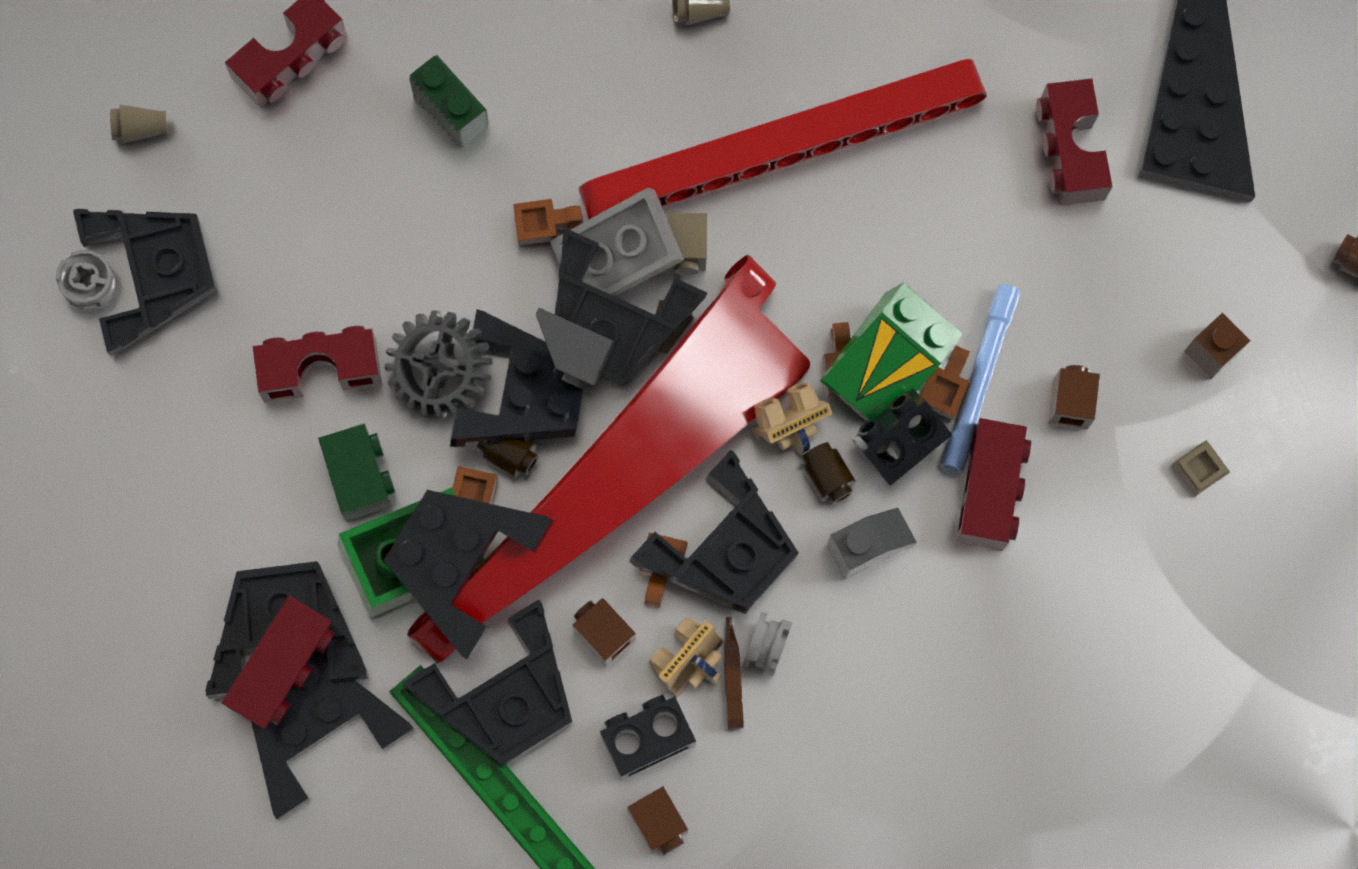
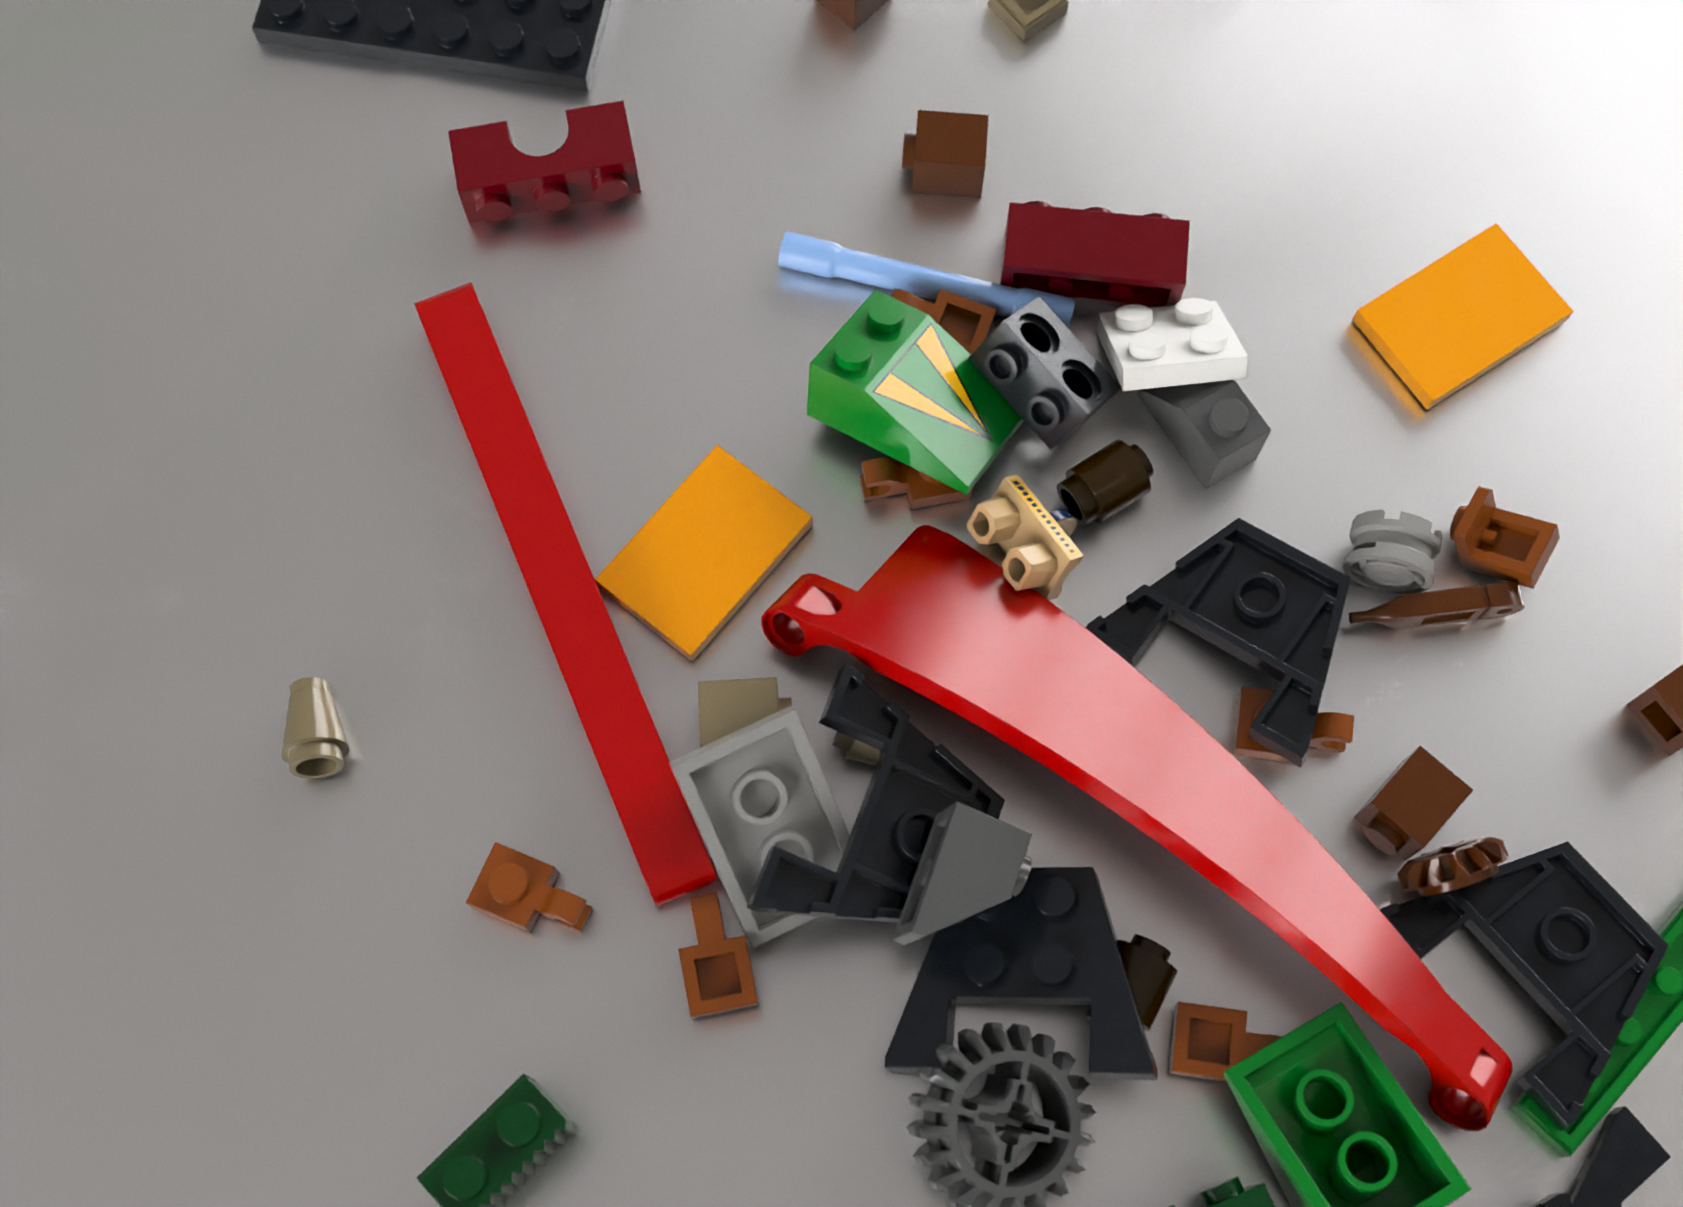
camera: 90 degrees left, 5 degrees down
(443, 549) = (1356, 1064): black wing -> none
(561, 644) = (1453, 866): none -> reddish brown gear
(594, 119) = (521, 889): none -> dark orange plate
(652, 746) = (1581, 715): black brick -> none
(693, 661) = (1452, 689): tan hips -> none
(774, 718) = (1501, 540): none -> dark orange bracket
(799, 230) = (704, 552): none -> light orange tile
(920, 522) = (1171, 345): none -> white plate
(942, 729) = (1462, 316): none -> light orange tile

